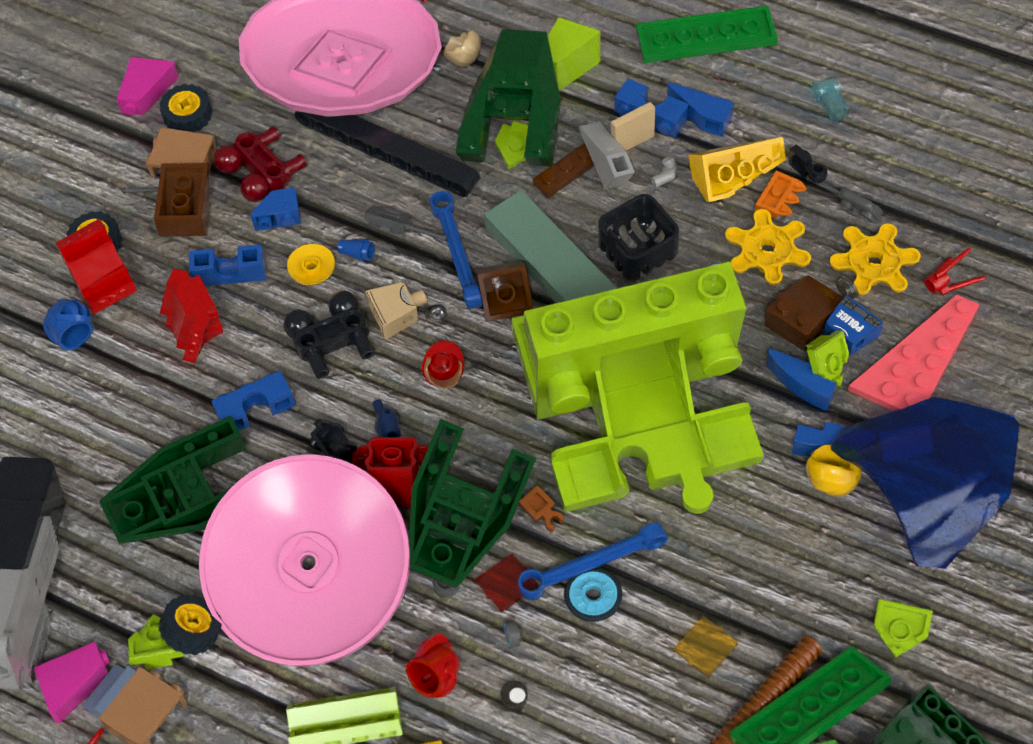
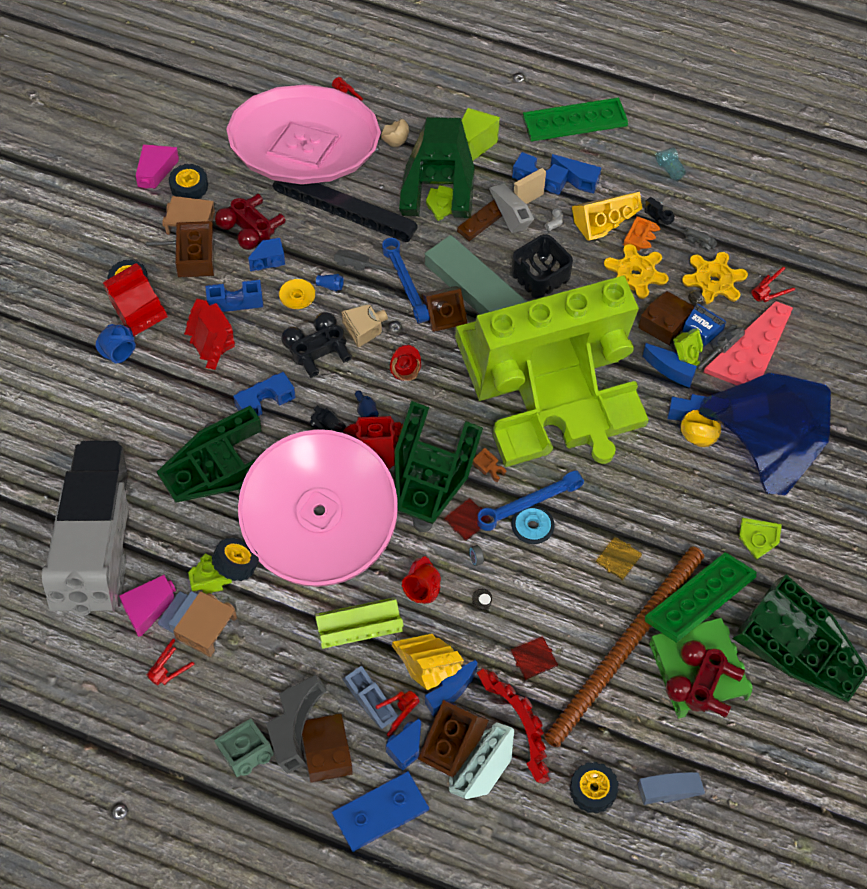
camera: 10 degrees left, 0 degrees up
(879, 349) = (724, 341): none -> dark grey piece

